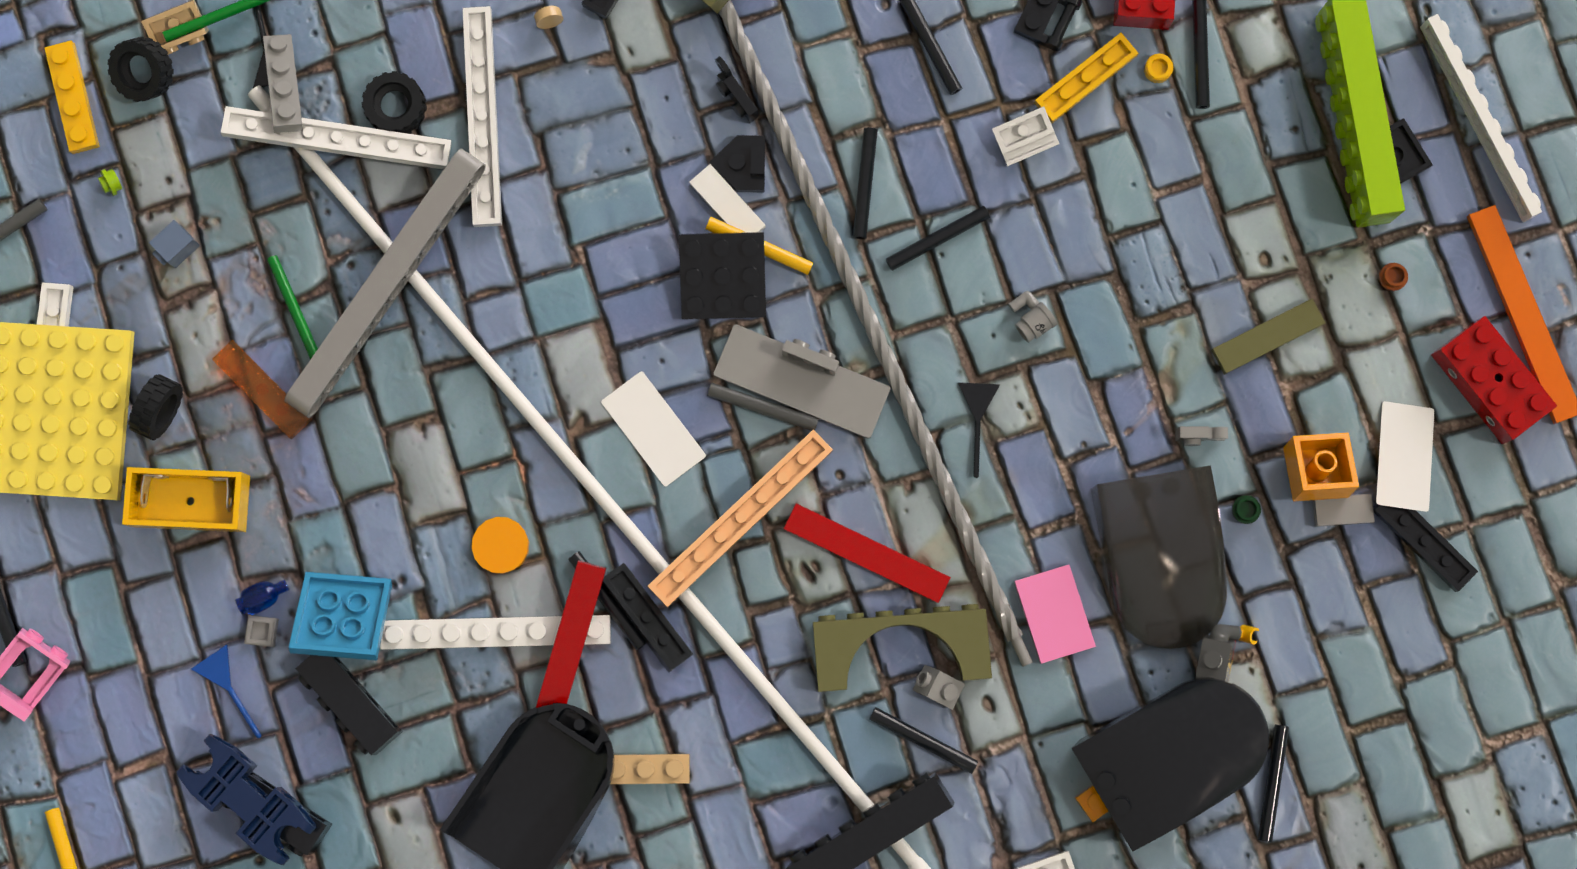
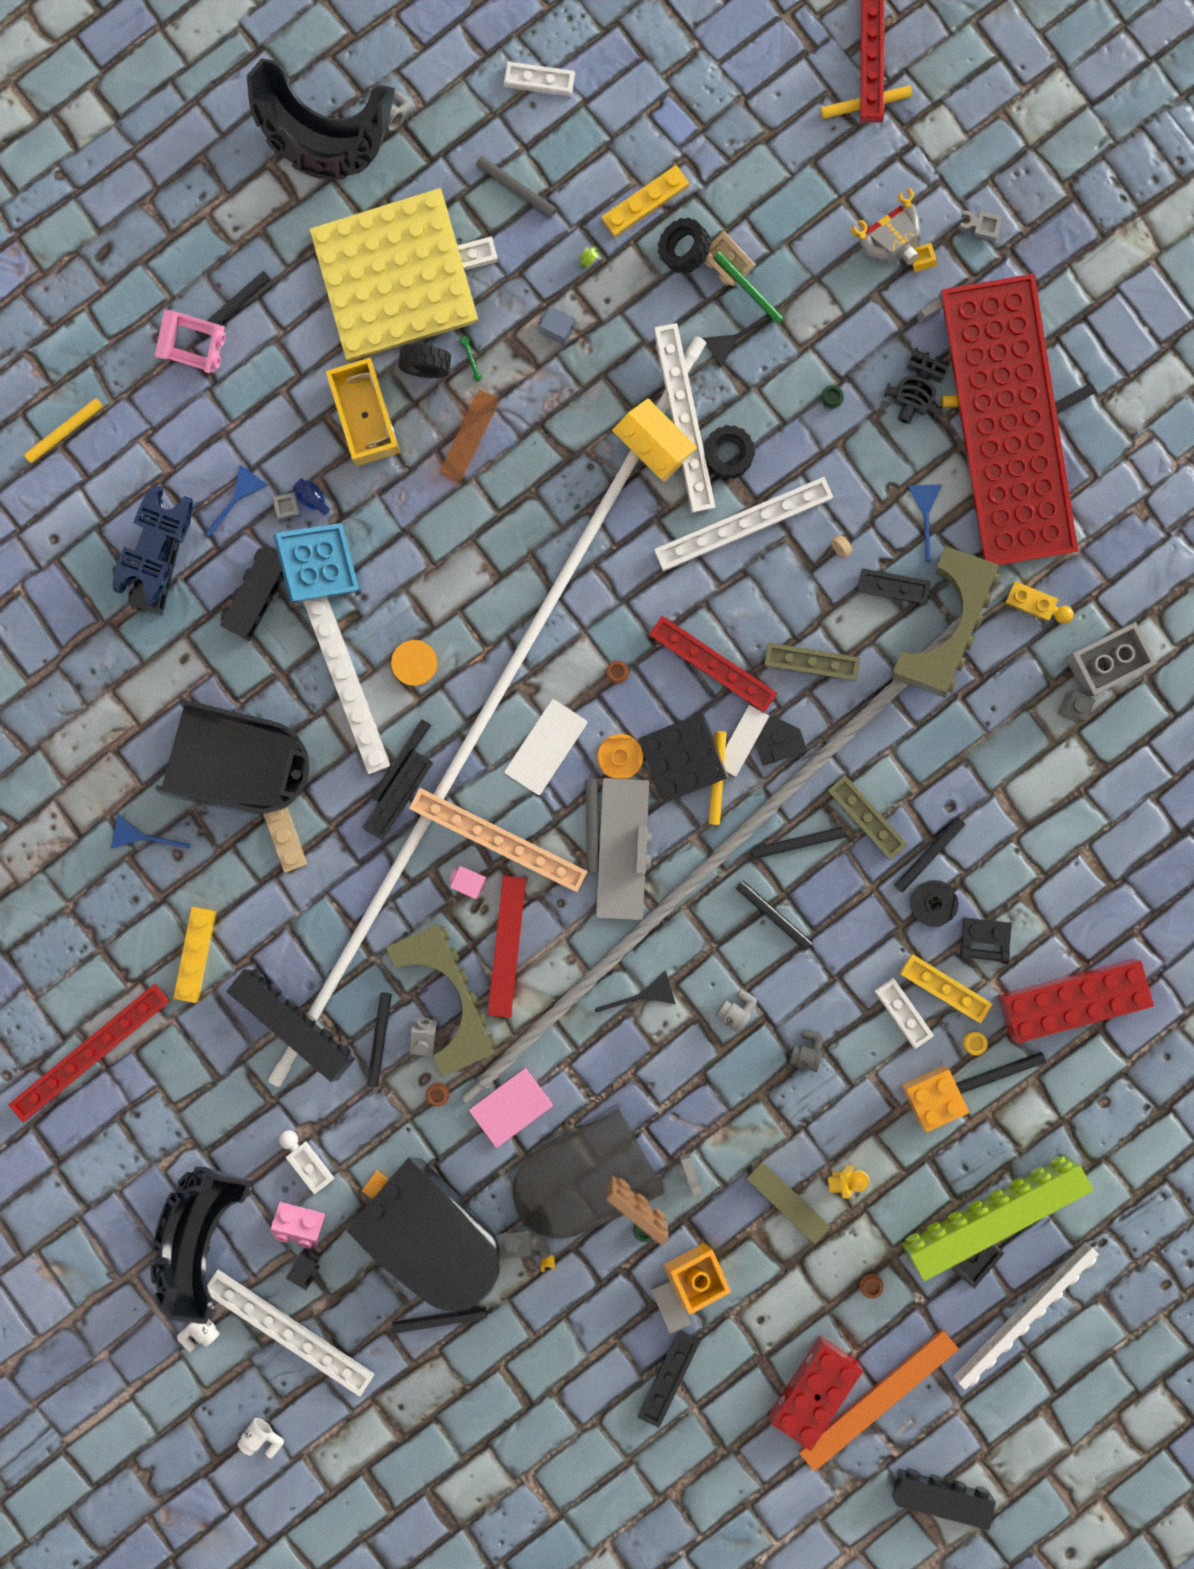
camera: 75 degrees right, 5 degrees up
(150, 356) = (465, 342): none -> green hinge
(282, 83) = (712, 359): light grey plate -> none
(292, 305) = (541, 436): green bar -> none
(348, 177) = (655, 439): none -> yellow slope
(385, 283) = (584, 499): light grey beam -> none
(571, 634) = (363, 743): red tile -> none
(597, 316) = (617, 672): none -> dark orange plate
(628, 206) = (713, 664): none -> red plate
(666, 95) = (811, 661): none -> olive plate
(695, 347) = (620, 756): none -> light orange tile
(729, 86) = (836, 708): black hinge -> none
(776, 571) = (467, 881): none -> bright pink brick
(864, 96) = (867, 817): none -> olive plate
(981, 42) = (941, 914): none -> black plate
(1010, 694) = (437, 1094): none -> dark orange plate
(1025, 136) = (880, 956): white plate -> none
(1098, 134) = (903, 1013): none -> white tile
(1110, 257) = (807, 1057): none -> dark grey piece
(1205, 132) = (935, 1099): none -> light orange brick
(1217, 499) = (637, 1209): none -> medium nougat plate
(1266, 258) = (848, 1181): none -> yellow hips
(1405, 456) = (730, 1341): white sticker -> none

